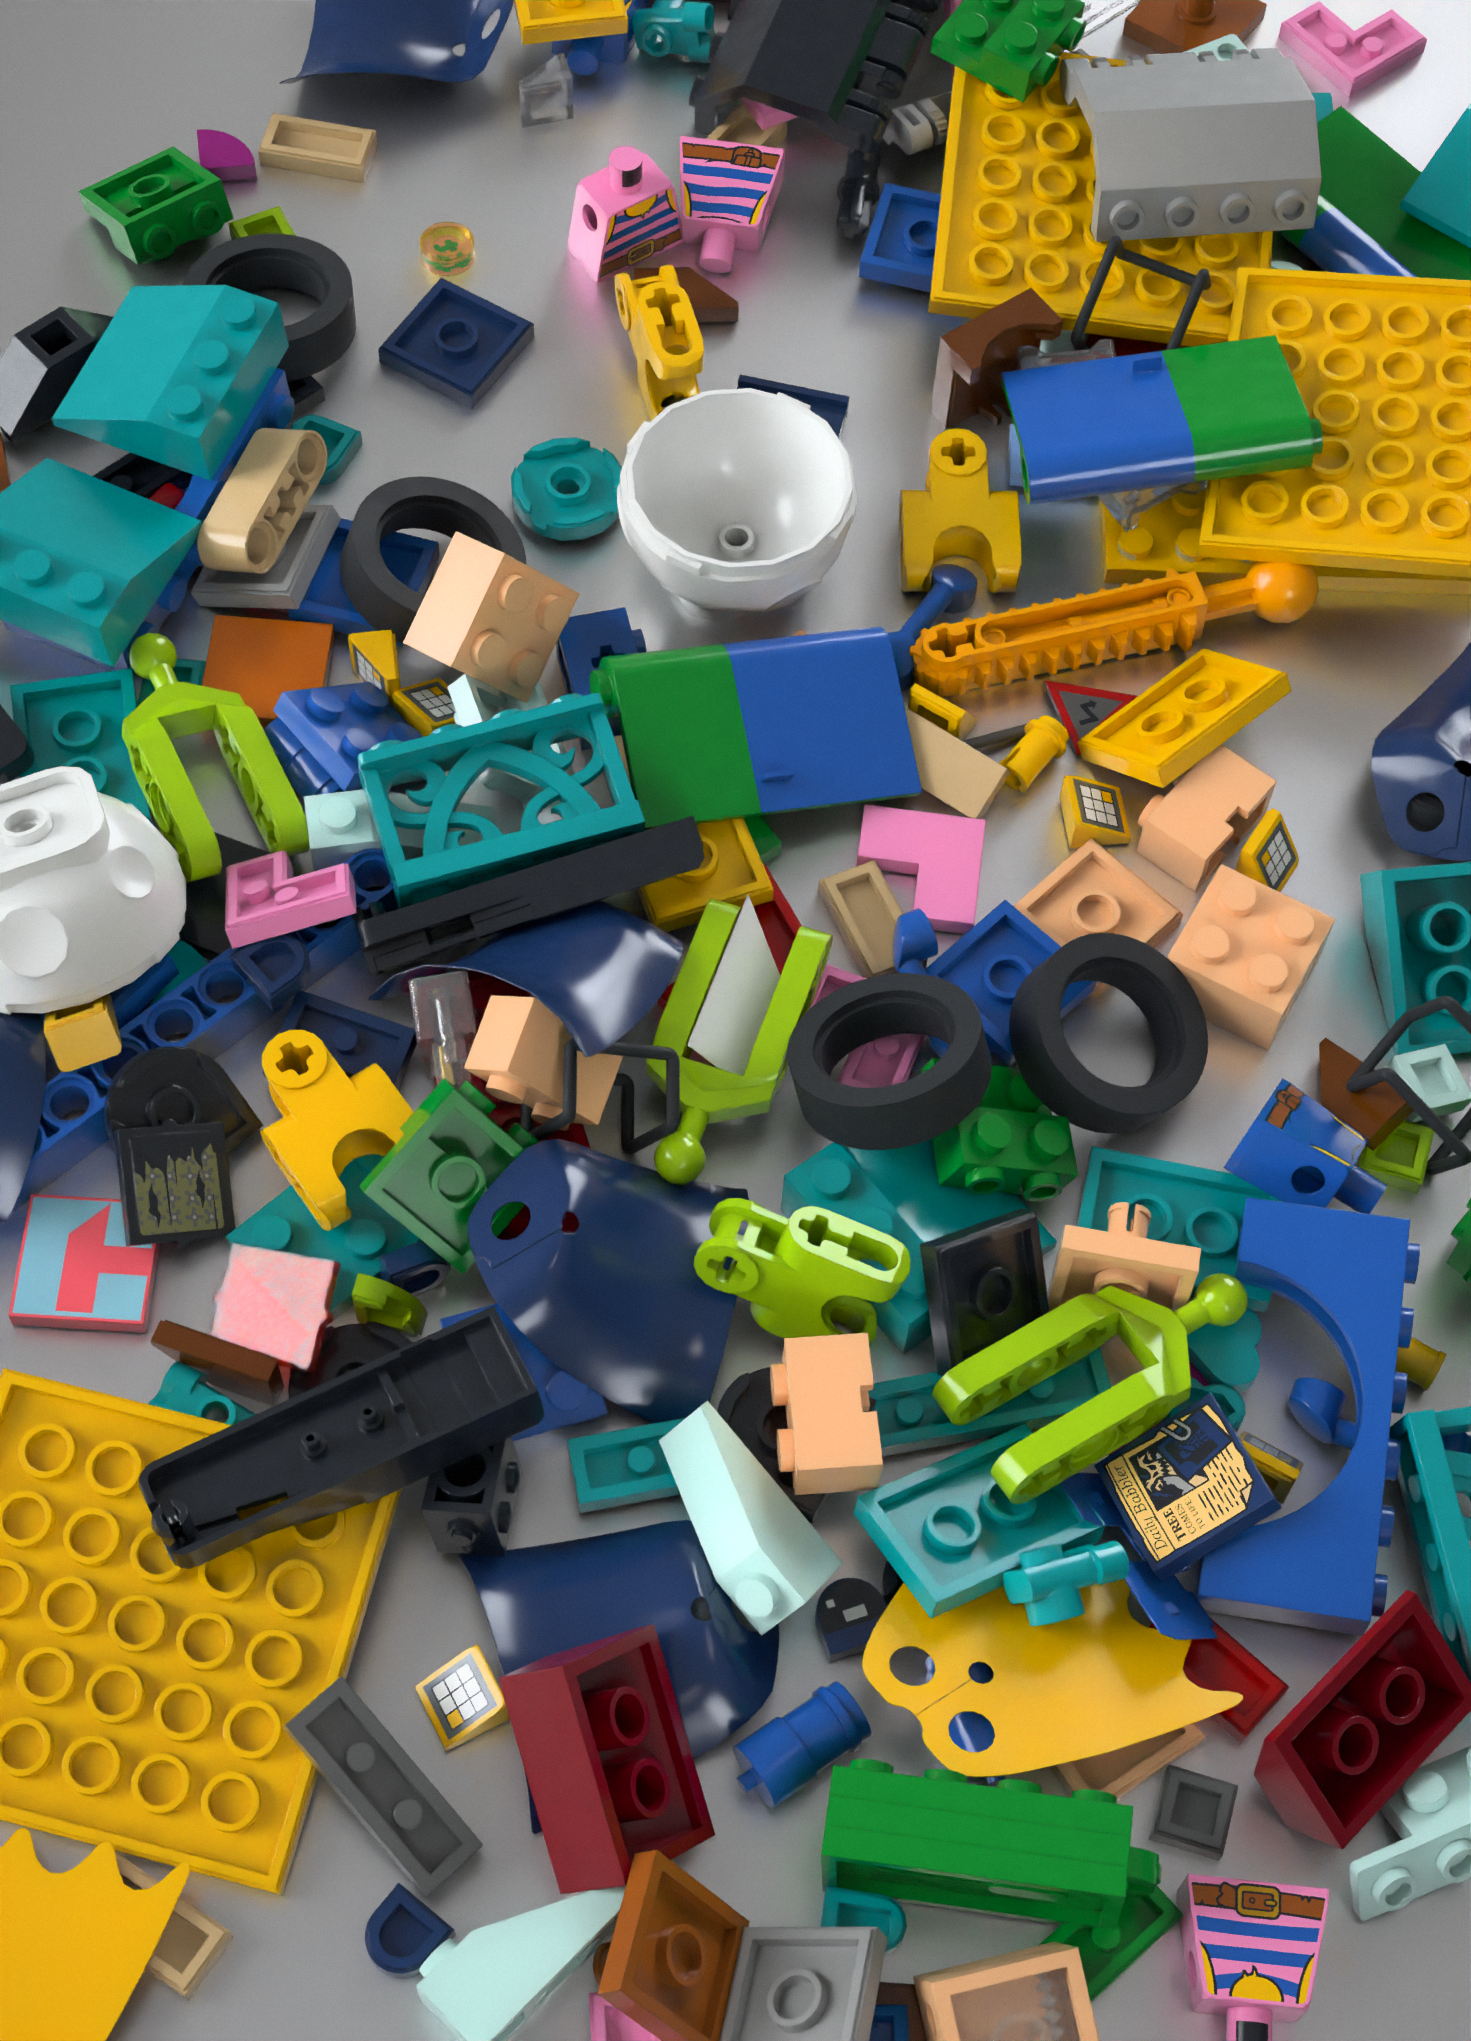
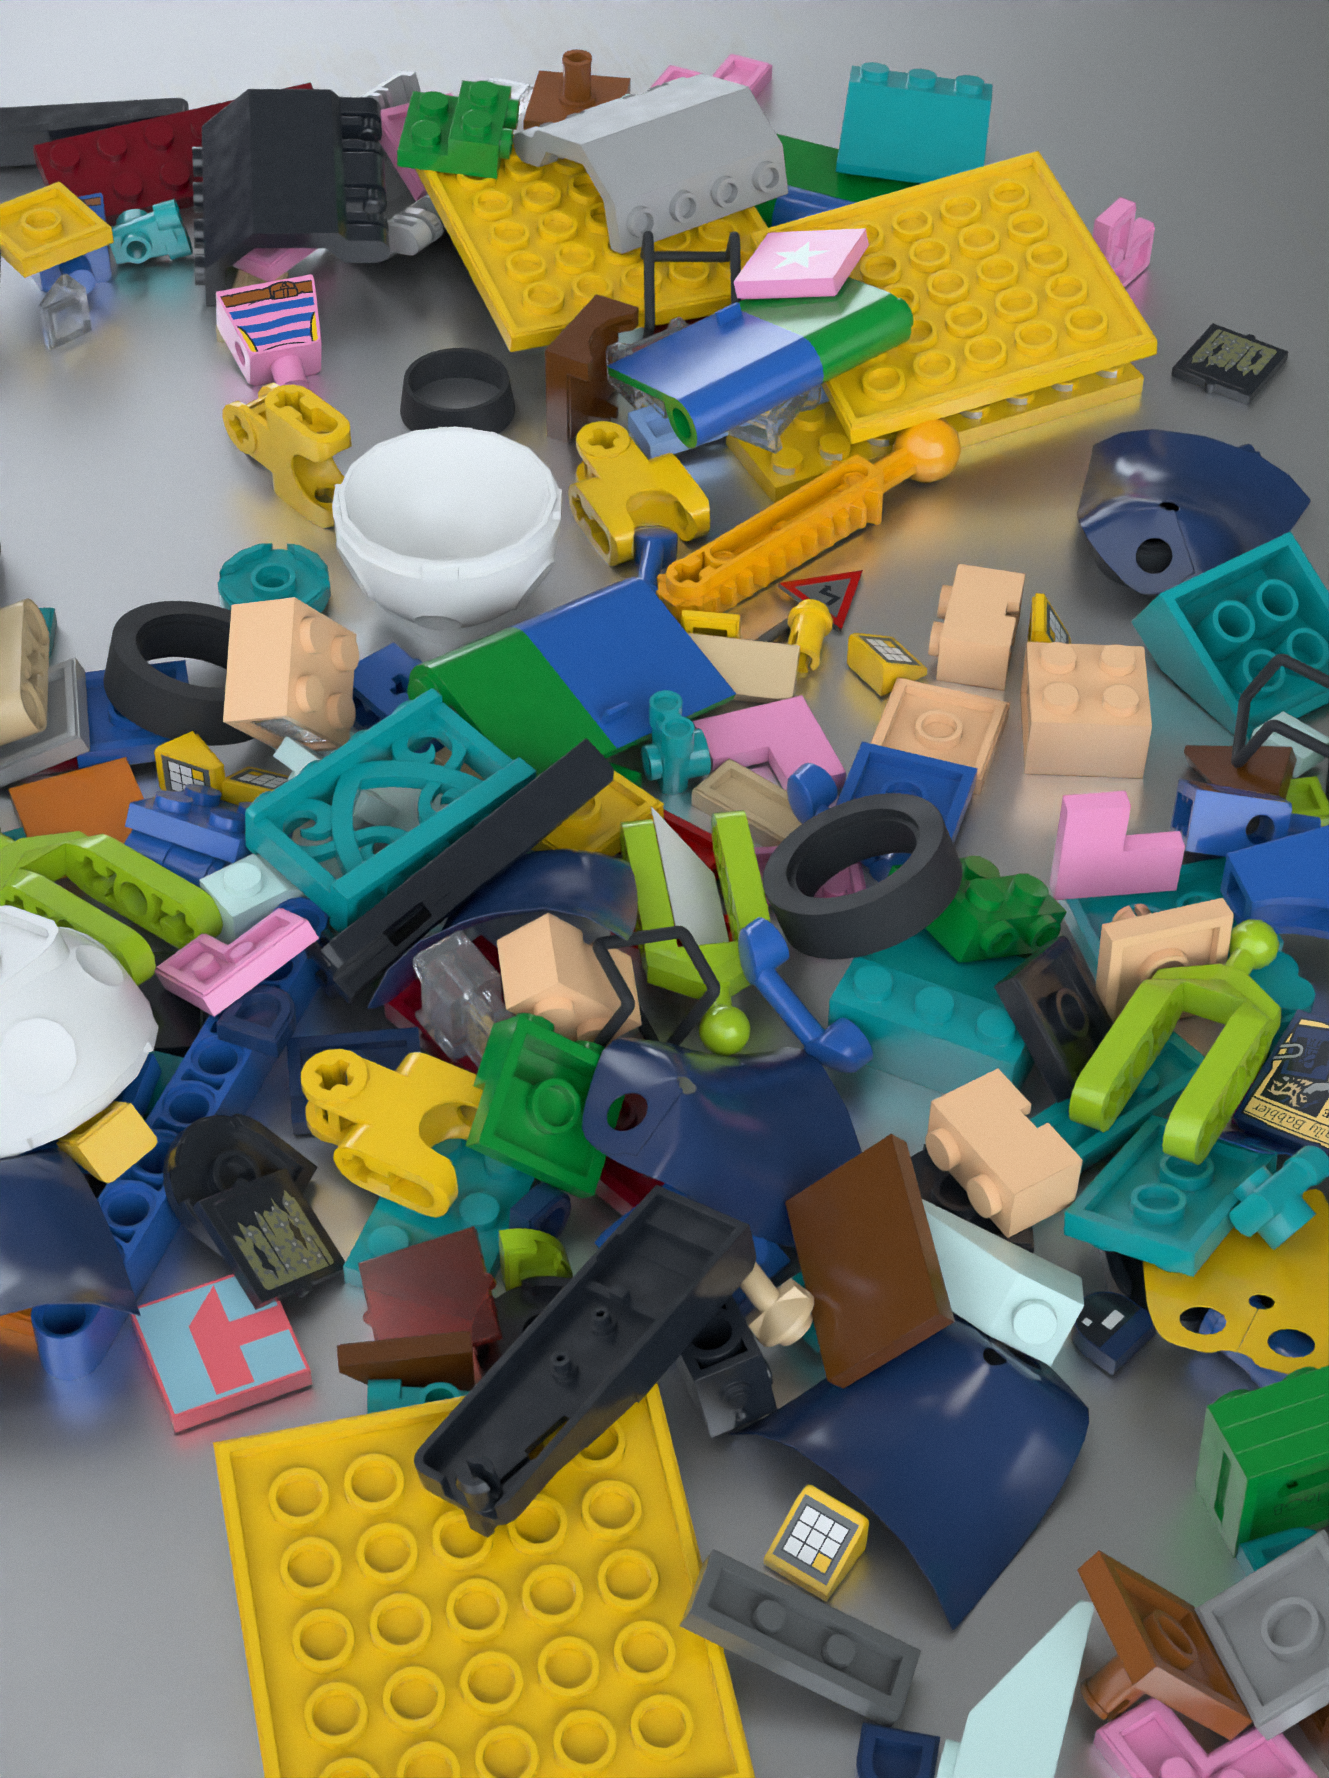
camera: 25 degrees left, 15 degrees down
(447, 248) = (42, 453): clear yellow tile -> none
(456, 343) = (96, 518): dark blue tile -> none
(548, 1470) = (779, 1313): none -> tan plate
(606, 1758) = (988, 1518): dark red slope -> none
(623, 215) = (194, 370): bright pink torso -> none
(643, 1465) = (868, 1262): none -> reddish brown tile
(745, 1105) = (838, 1046): none -> blue bar
(795, 1748) = (1141, 1440): blue piece -> none
(801, 1267) = (892, 1060): lime piece -> none
(818, 834) = (676, 748): none -> teal plate
(858, 192) = (382, 298): black axle -> none
(860, 374) = (457, 363): none -> black tyre
(902, 238) = (451, 316): blue plate -> none
(1126, 1137) = (1098, 857): none -> bright pink tile
(1159, 993) = (982, 821): black tyre -> none
(1184, 717) = (915, 562): yellow tile -> none
(1252, 334) = (801, 264): none -> bright pink tile

